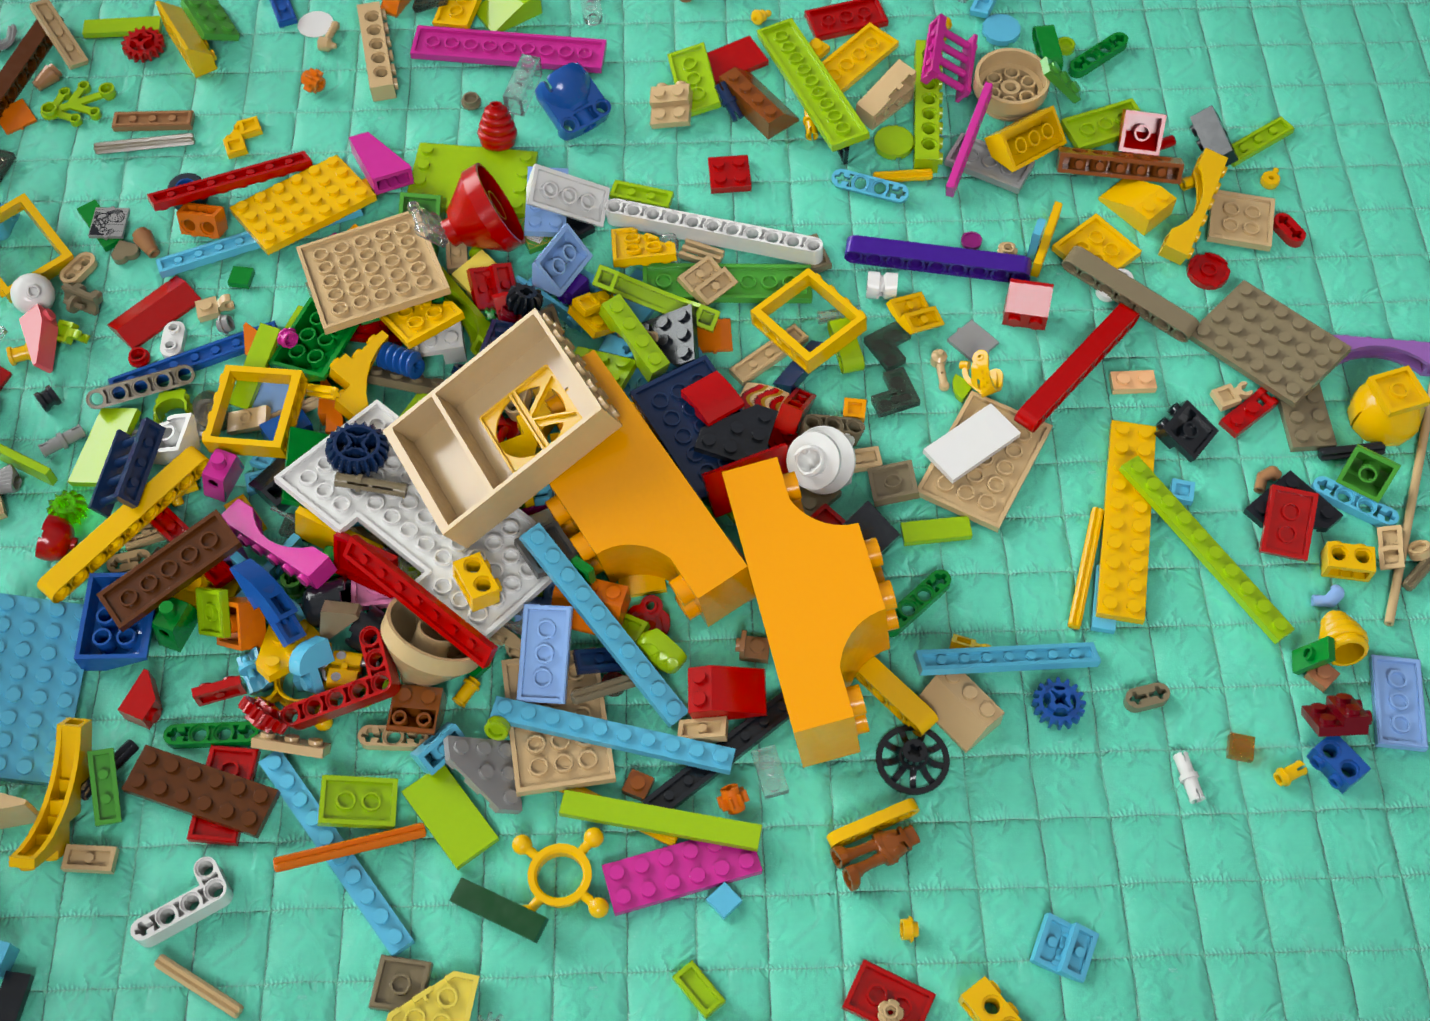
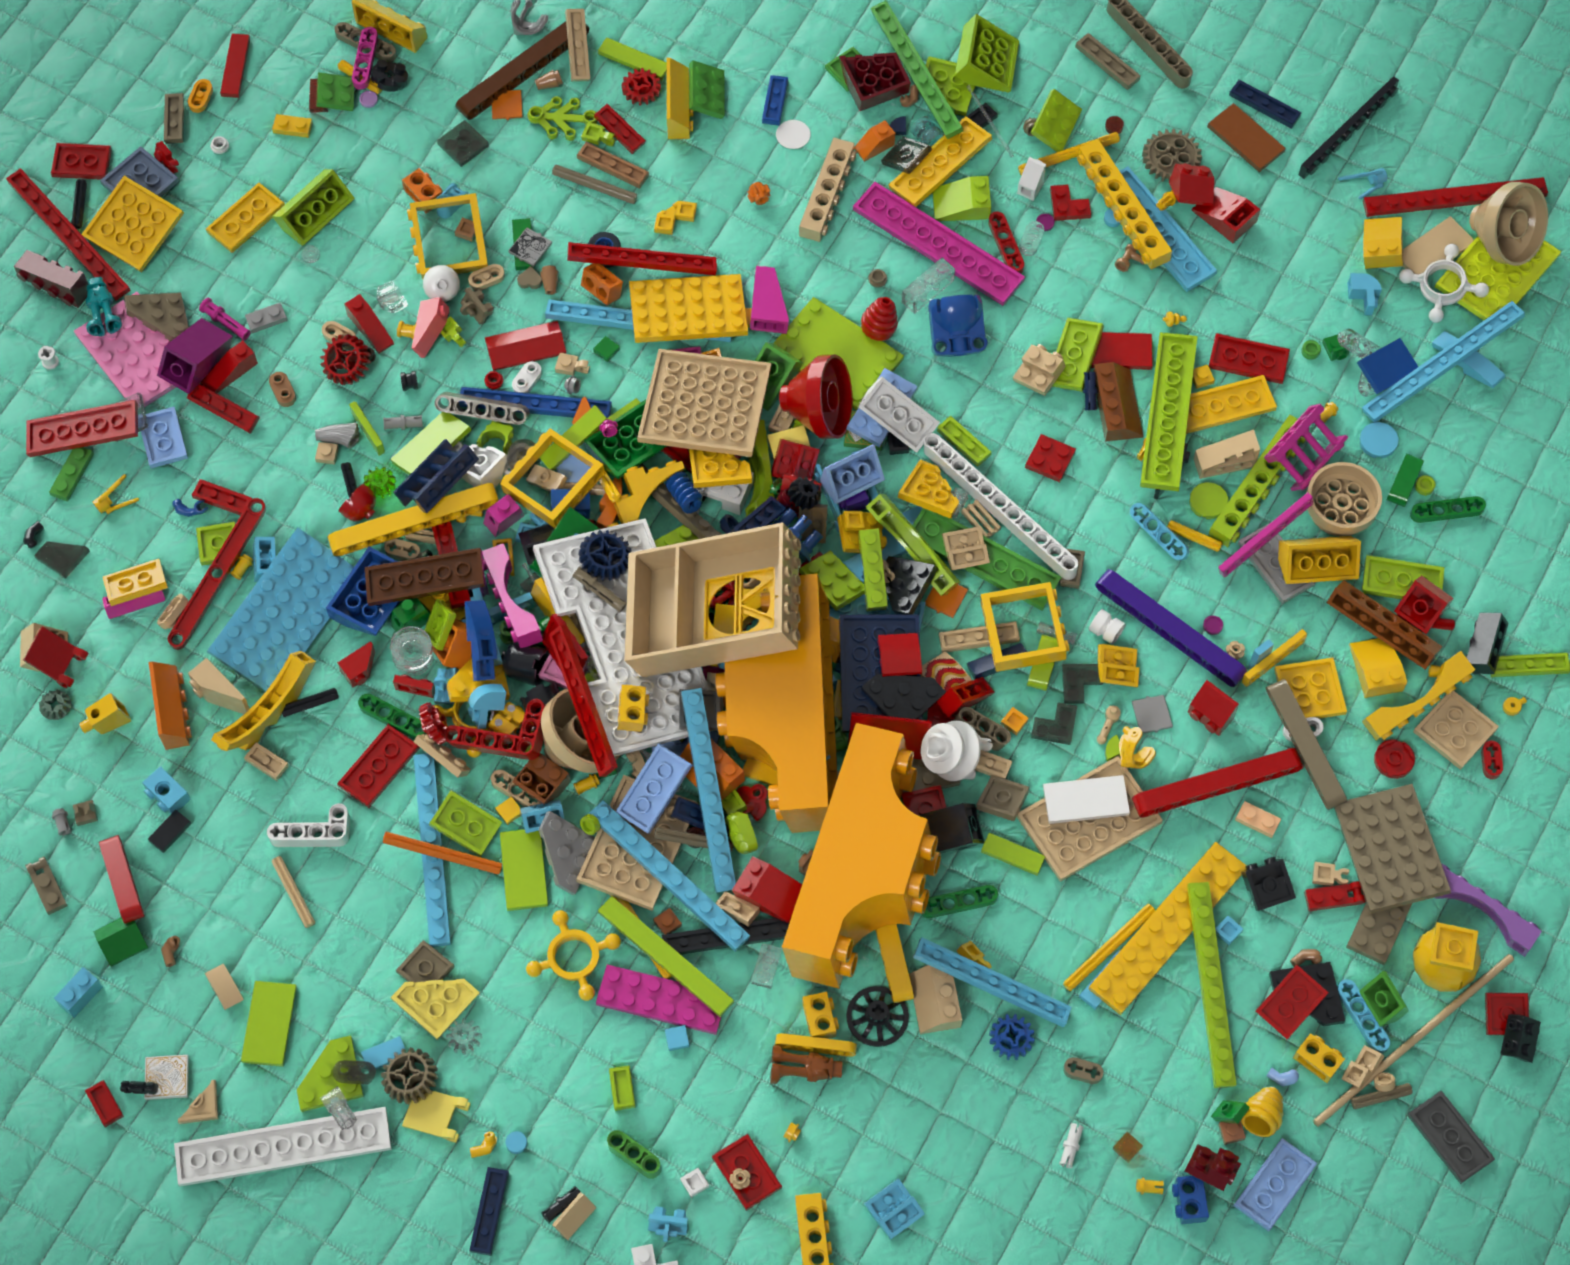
camera: 30 degrees right, 5 degrees up
(29, 521) = (348, 478): none -> black axle
(32, 238) = (465, 230): none -> medium nougat plate
(104, 787) = (300, 715): bright green plate -> none
(122, 100) = (595, 133): none -> lime plate
(142, 86) = (620, 128): none -> red tile
(193, 643) = (407, 641): none -> clear wheel
(201, 791) = (364, 755): reddish brown plate -> none
(325, 42) = (789, 159): tan piece -> none
(337, 616) = (522, 678): dark tan slope -> none
(398, 763) = (508, 810): none -> yellow tile
(427, 224) = (769, 389): clear plate -> none
(499, 910) = (518, 955): dark green tile -> none
(573, 21) = (1009, 242): none -> red beam
(584, 569) = (716, 742): green tile -> none
(733, 799) = (726, 970): orange gear -> none
(852, 795) = (815, 1017): none -> yellow brick
(1060, 79) = (1386, 519): bright green plate -> none
(1344, 452) = (1395, 974): black axle -> none

